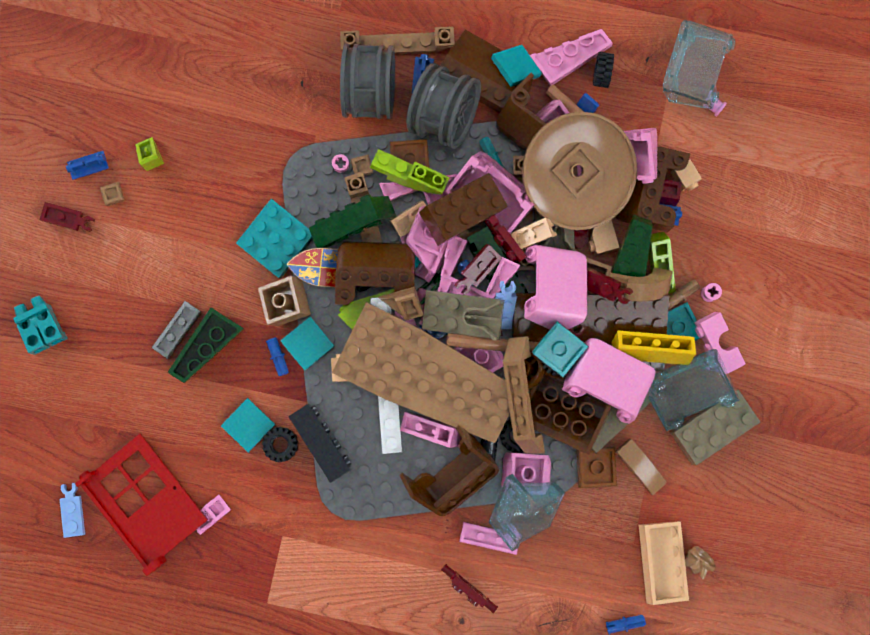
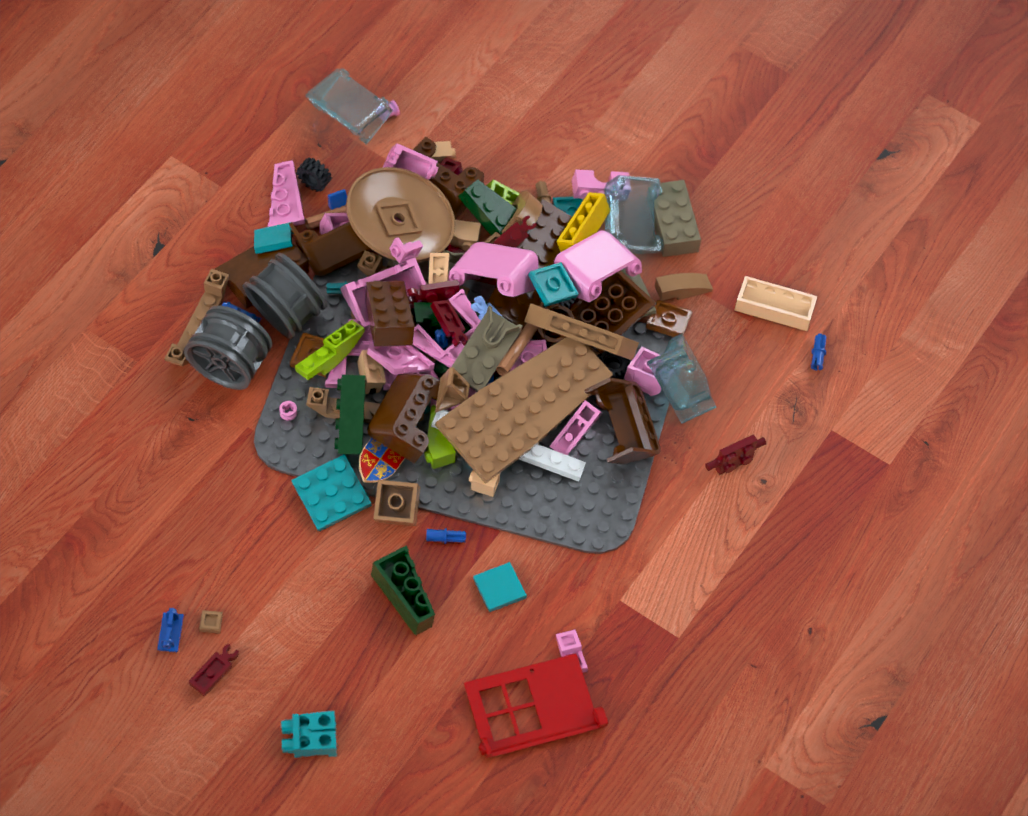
camera: 70 degrees left, 25 degrees down
(71, 512) = (513, 778): light blue plate -> none
(148, 154) = (189, 571): lime slope -> none
(176, 329) = (376, 615): light grey tile -> none
(268, 444) = (535, 554): black tyre -> none
(307, 343) = (446, 502): teal tile -> none
(320, 443) = (546, 522): black brick -> none
(362, 164) = (299, 394): medium nougat tile -> none
(483, 537) = (695, 430): bright pink tile -> none
(535, 197) = (406, 251): none -> bright pink bracket
(699, 561) = (786, 275): medium nougat piece -> none
(715, 289) = (553, 176): bright pink bush -> none

